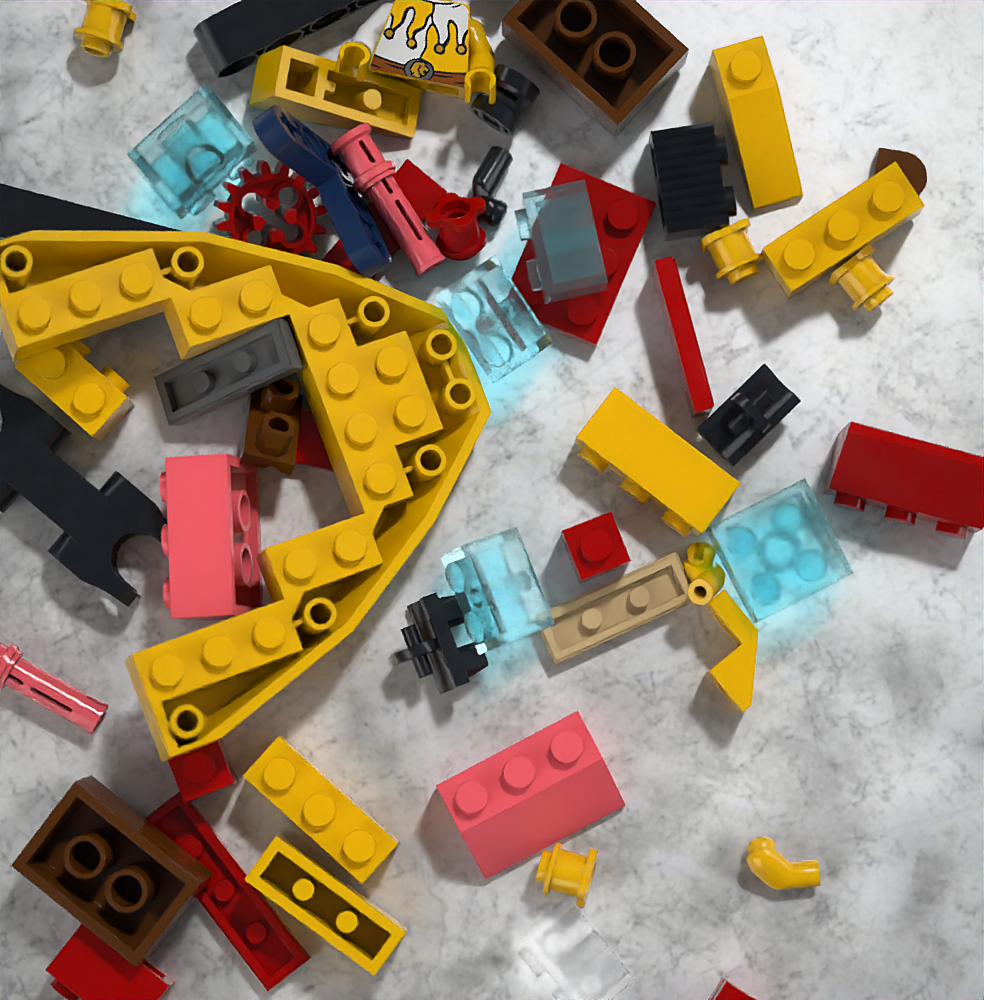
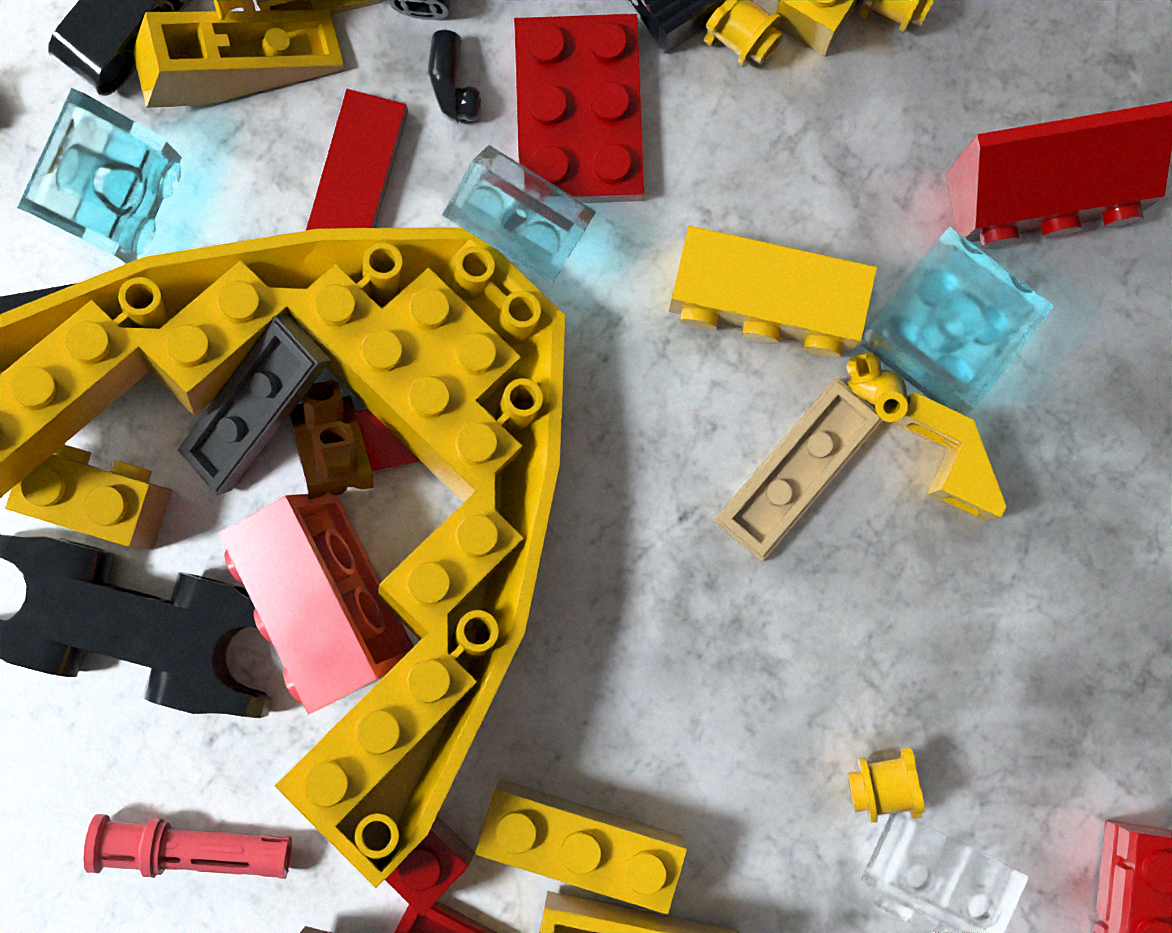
camera: 20 degrees left, 0 degrees up
(266, 186) = (203, 184): red gear -> none
(311, 159) = (264, 138): dark blue beam -> none
(375, 178) = (320, 122): coral pin -> none
(433, 645) = (620, 602): black hips -> none
(458, 226) = (435, 133): red brick -> none
(497, 590) = (663, 510): clear light blue brick -> none
(531, 795) = (802, 716): coral slope -> none
(562, 241) = (557, 92): clear light blue brick -> none
(595, 547) = (748, 412): red brick -> none
(682, 337) = (734, 141): red tile -> none
(748, 415) = (847, 192): black hips -> none
(776, 870) = (1113, 675): yellow arm -> none

